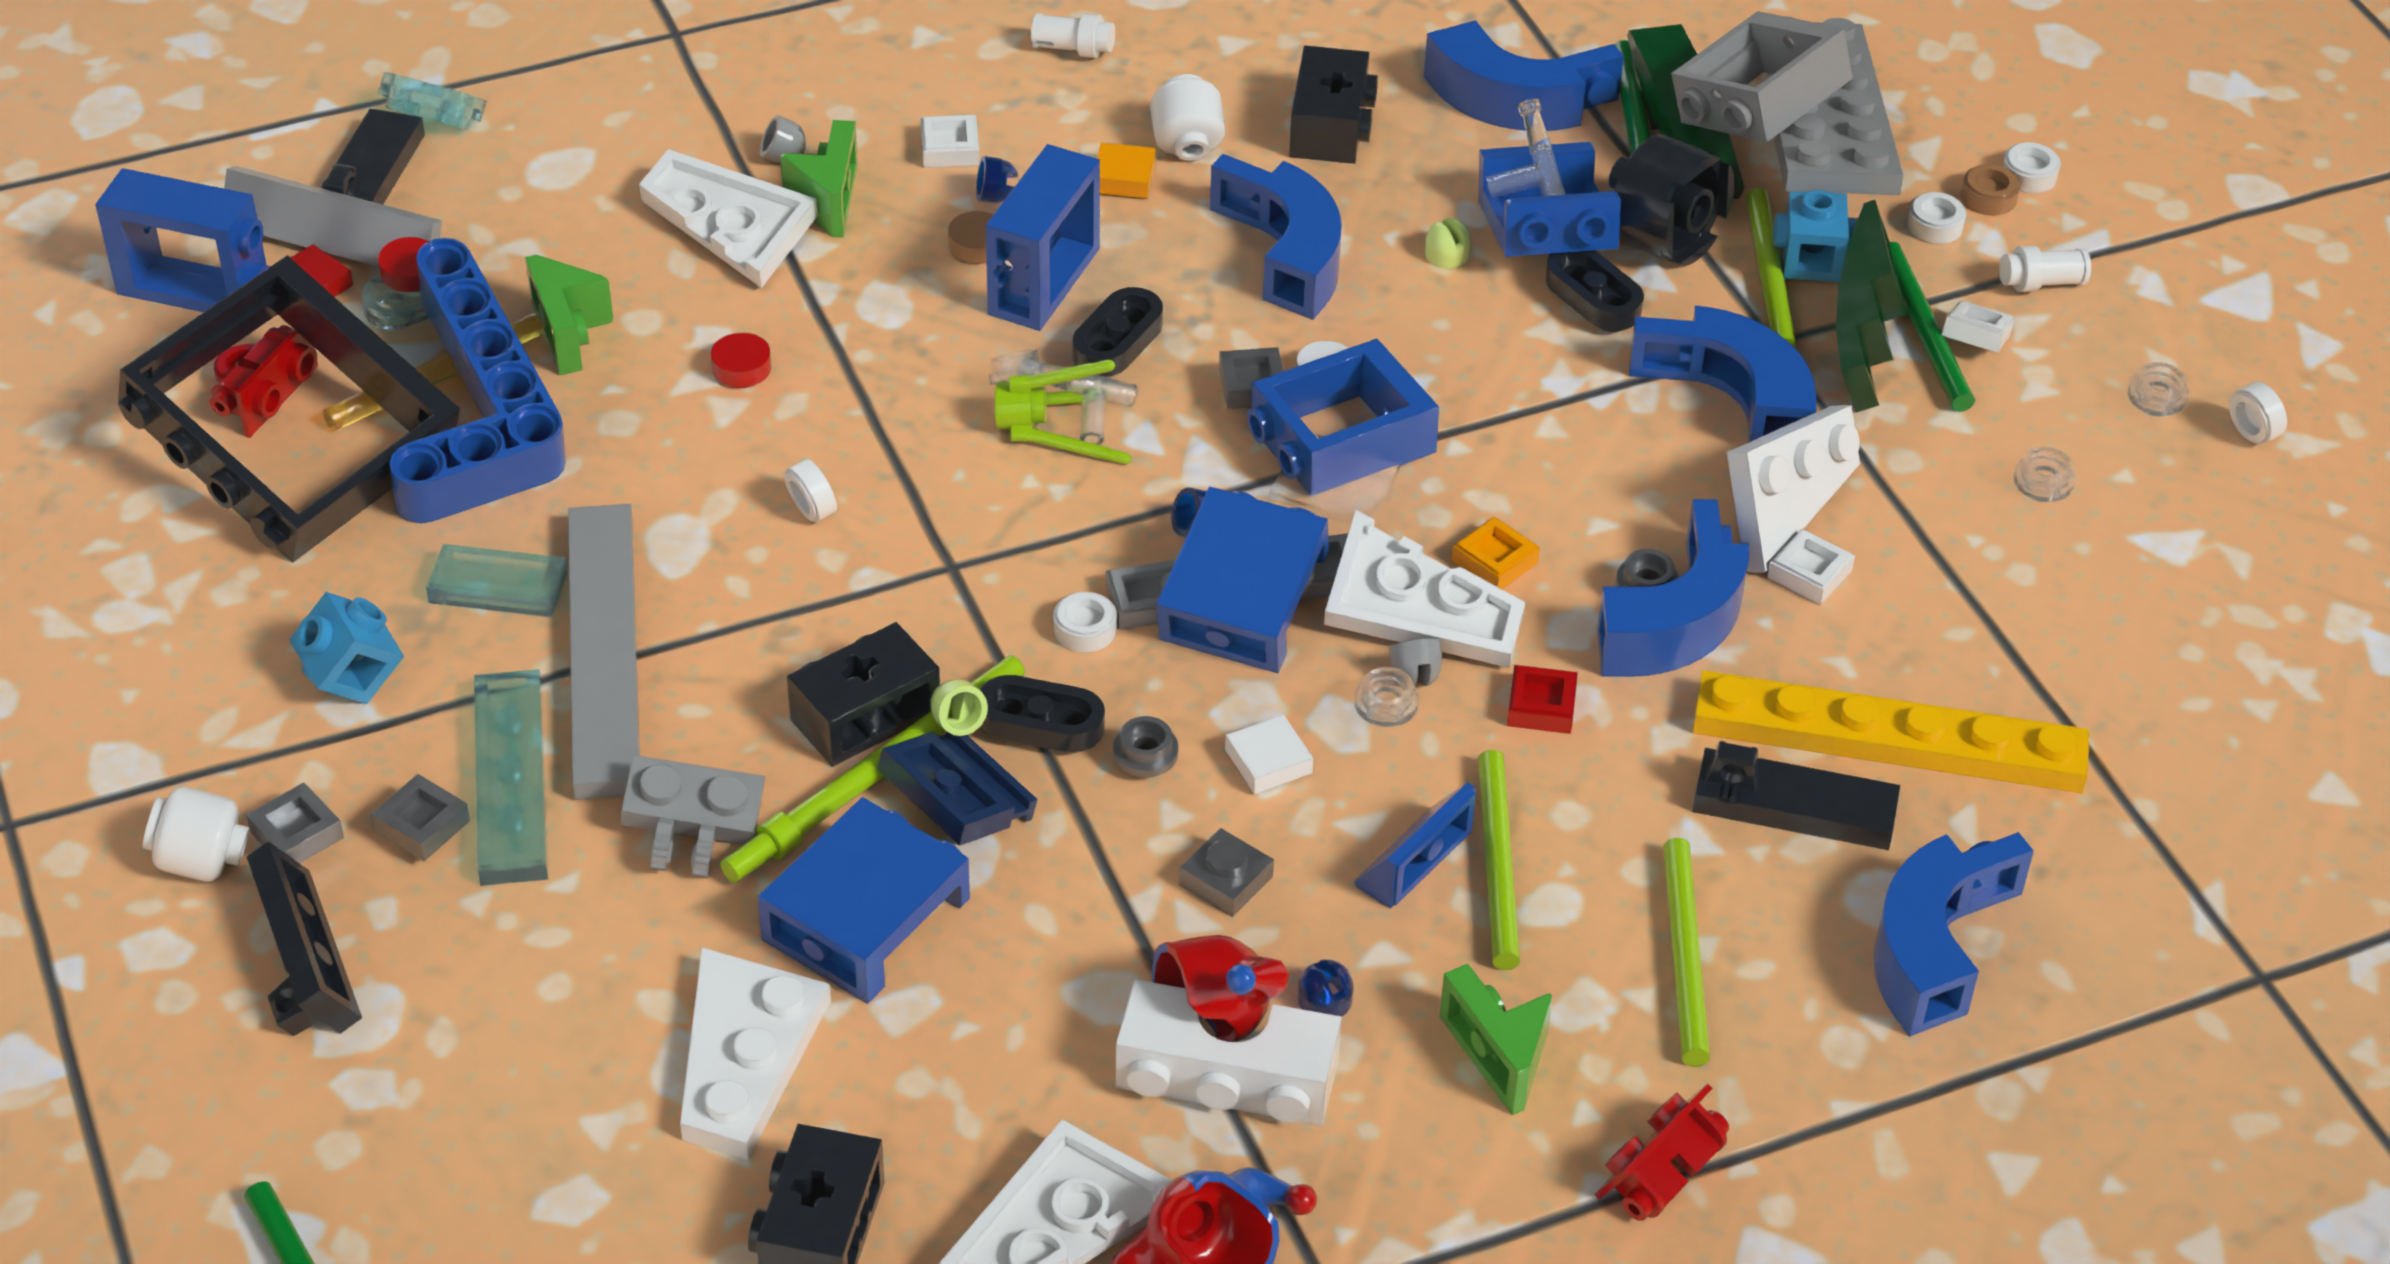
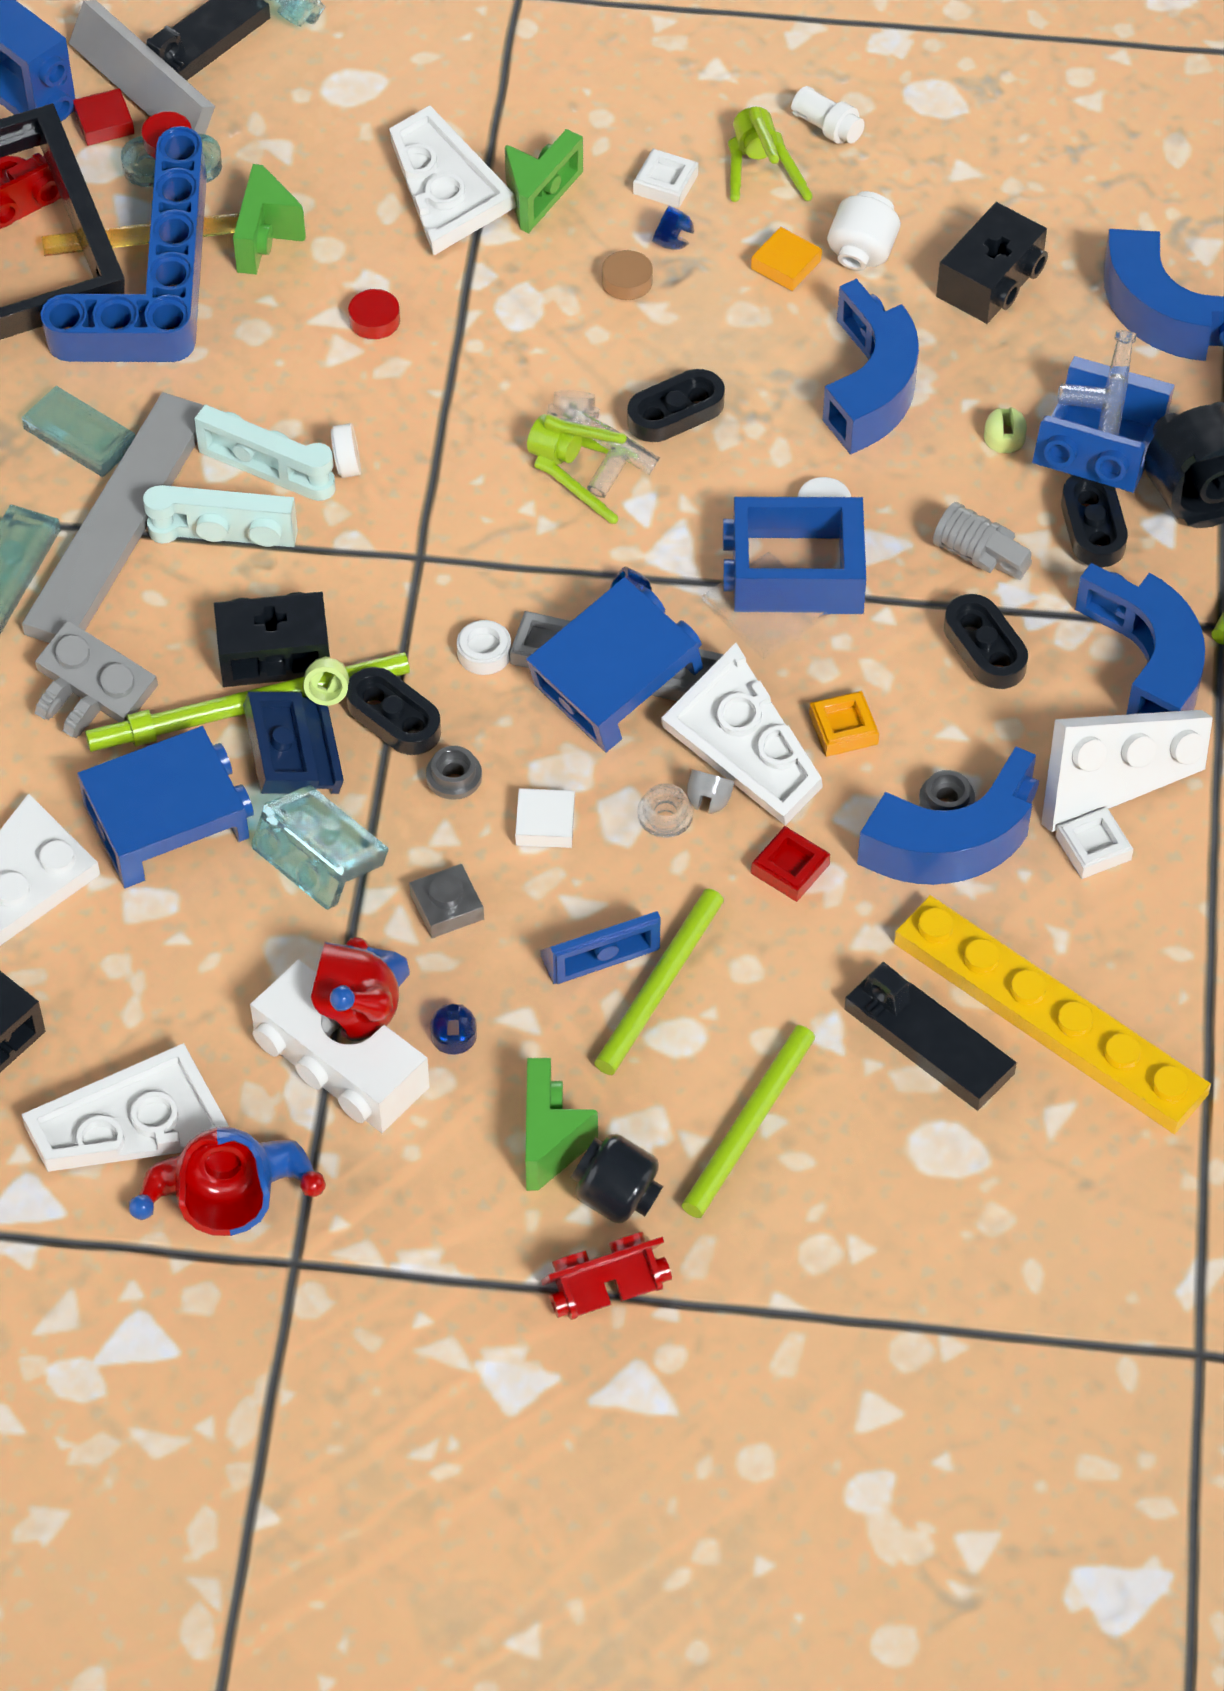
camera: 30 degrees right, 10 degrees up
(721, 599) = (220, 516): none -> light aqua plate
(727, 524) = (266, 453): none -> light aqua plate
(782, 137) = (531, 130): light grey hinge -> none
(1018, 73) = (759, 140): none -> lime plant
(1046, 233) = (621, 293): blue window -> none
(1054, 874) = (316, 844): none -> clear light blue bracket
(1242, 368) = (752, 480): flat silver plate -> none
(1510, 344) = (981, 541): none -> light grey hinge
(1577, 428) = (989, 645): none -> black plate
(1608, 1055) = (617, 1178): none -> black head
(1916, 958) = (948, 1171): blue arch -> none

